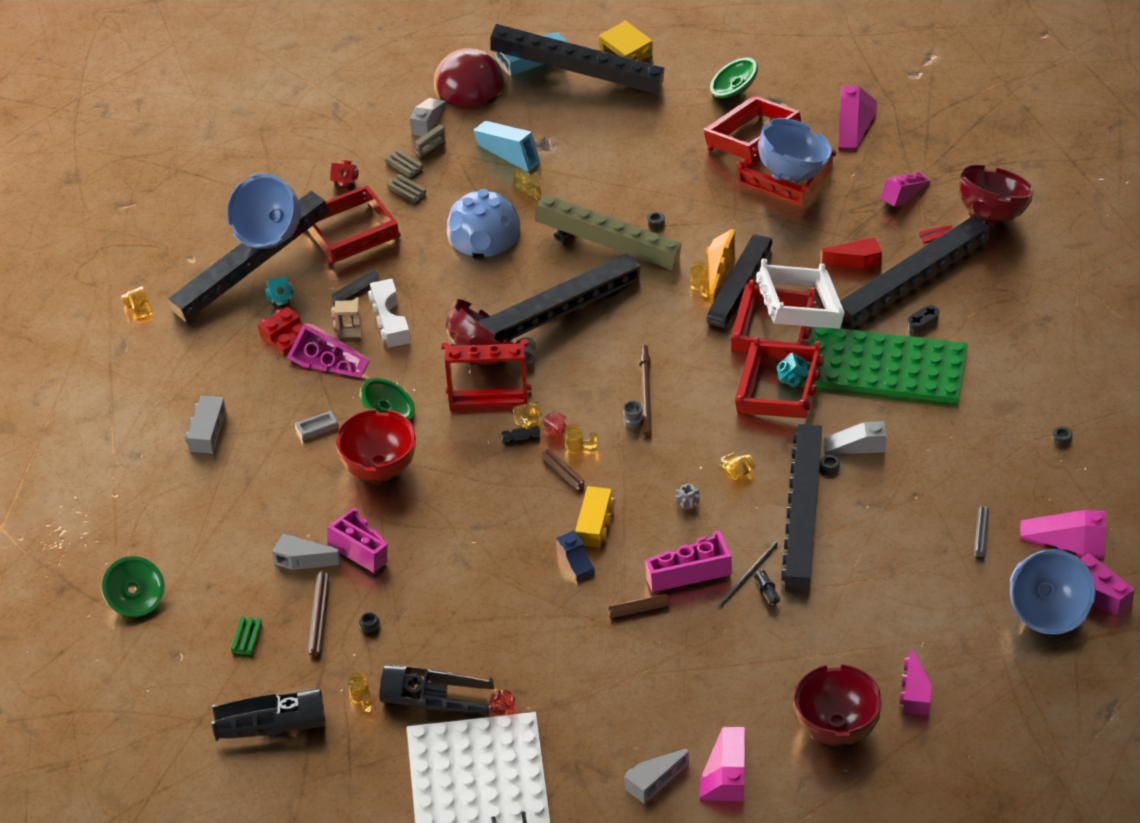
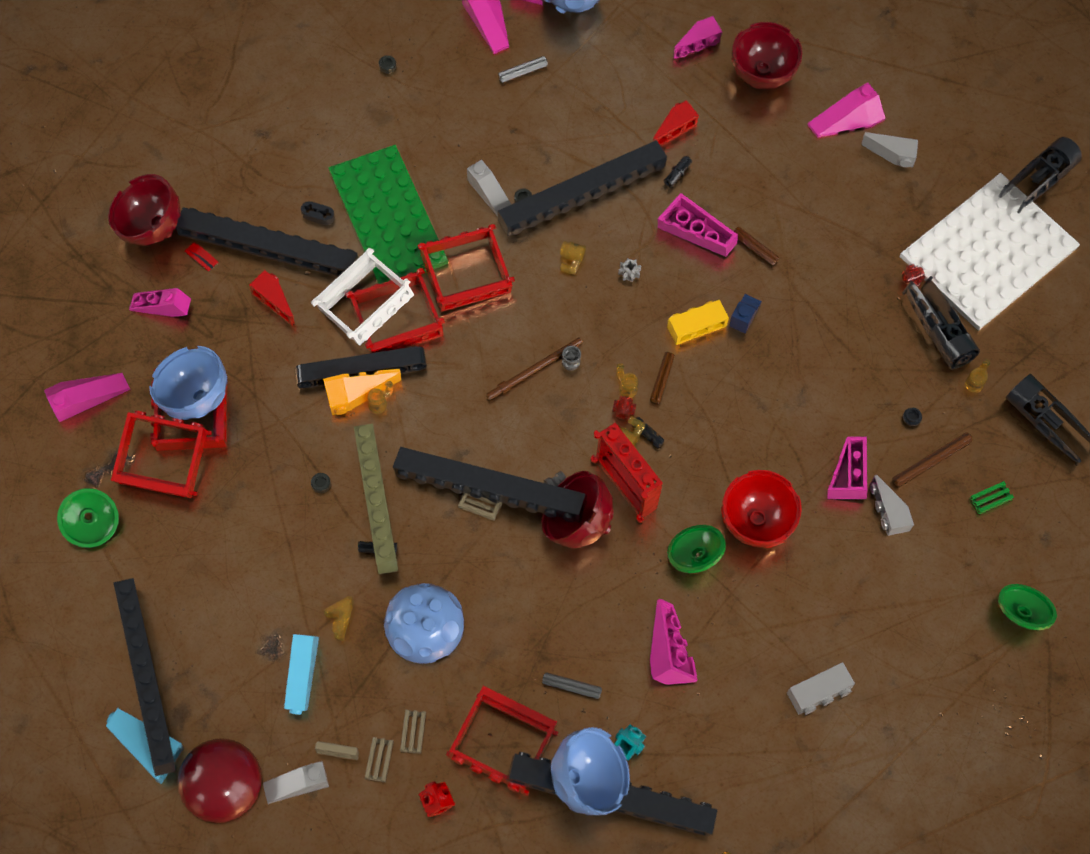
camera: 130 degrees left, 20 degrees up
(281, 329) = (667, 706): red plate -> none
(316, 425) = (751, 600): light grey tile -> none
(347, 319) = (627, 648): tan window -> none
(393, 327) = (572, 645): white arch -> none
(626, 42) = (80, 655): yellow panel -> none
(747, 574) = (667, 195): dark grey piece -> none
(792, 370) = (447, 266): teal brick -> none
(825, 613) = (680, 119): none -> red slope

